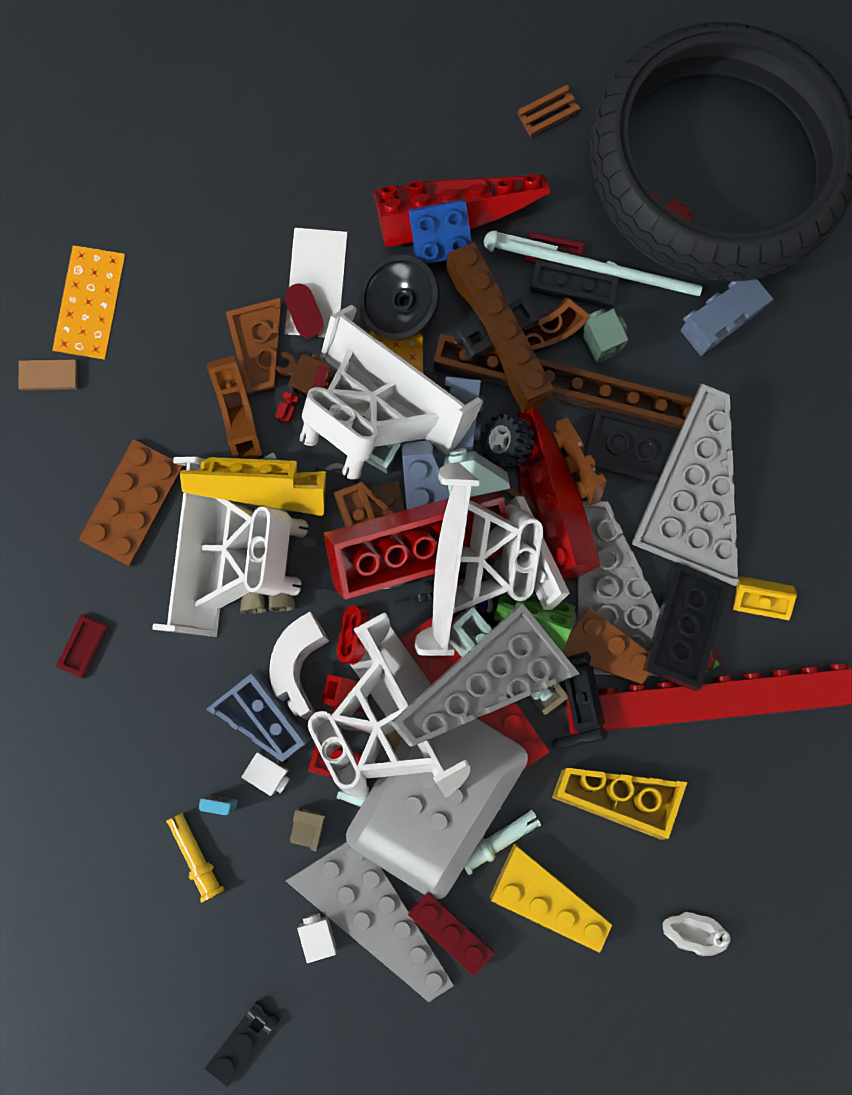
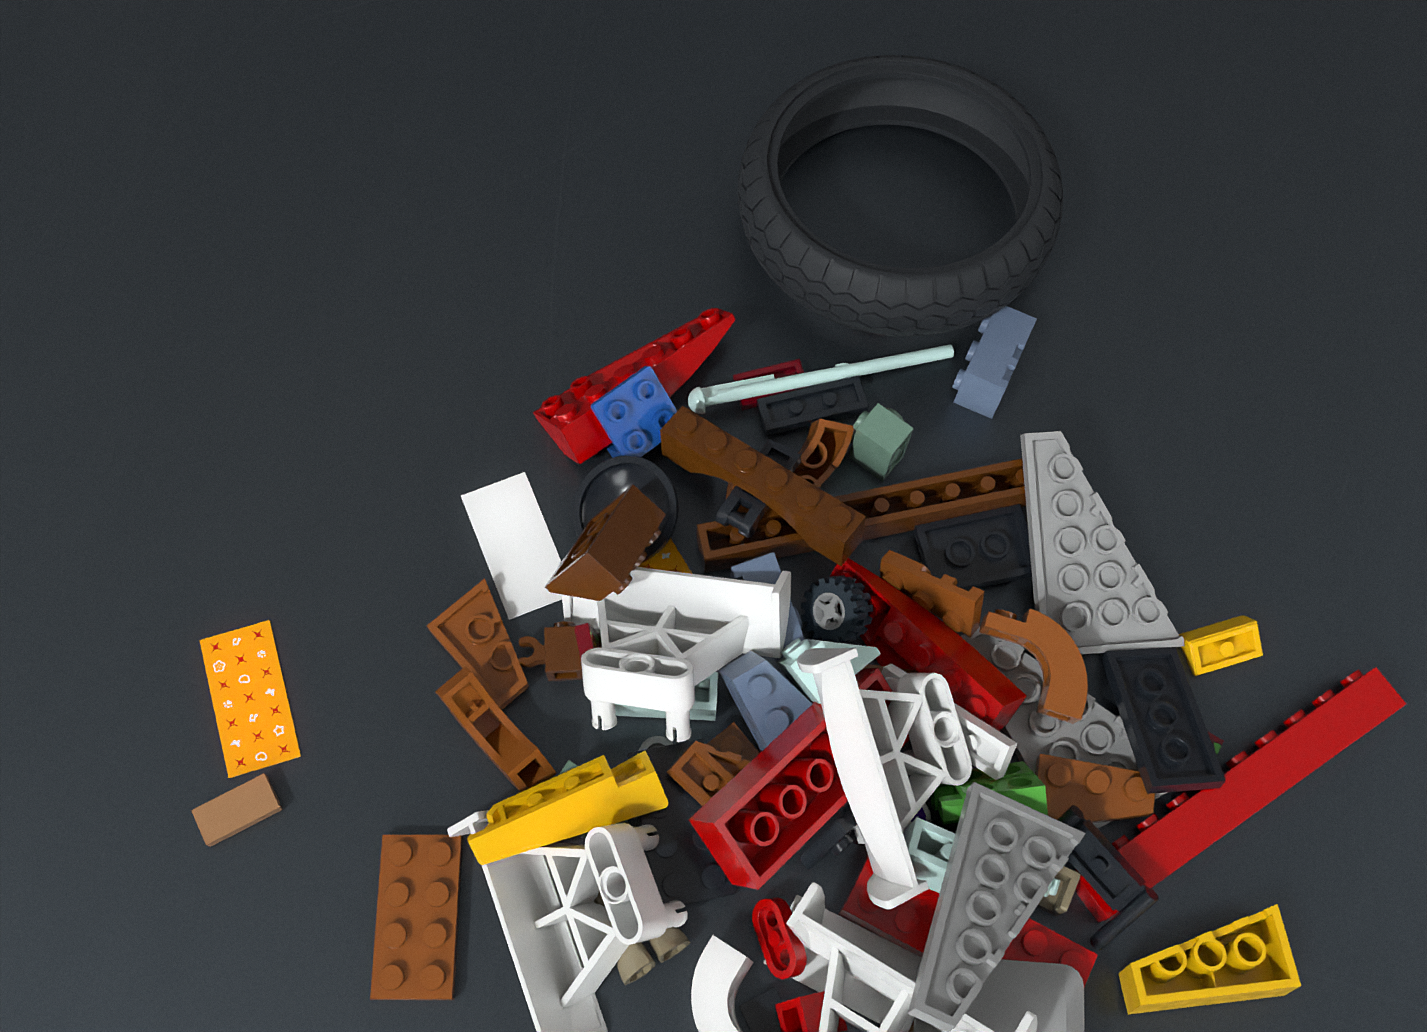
camera: 30 degrees left, 15 degrees down
(285, 409) = (555, 705): red piece -> none
(304, 311) = (519, 581): dark red tile -> none
(369, 321) = (609, 548): none -> reddish brown slope
(568, 100) = (697, 224): dark orange tile -> none
(639, 548) = (1057, 654): none -> dark orange arch

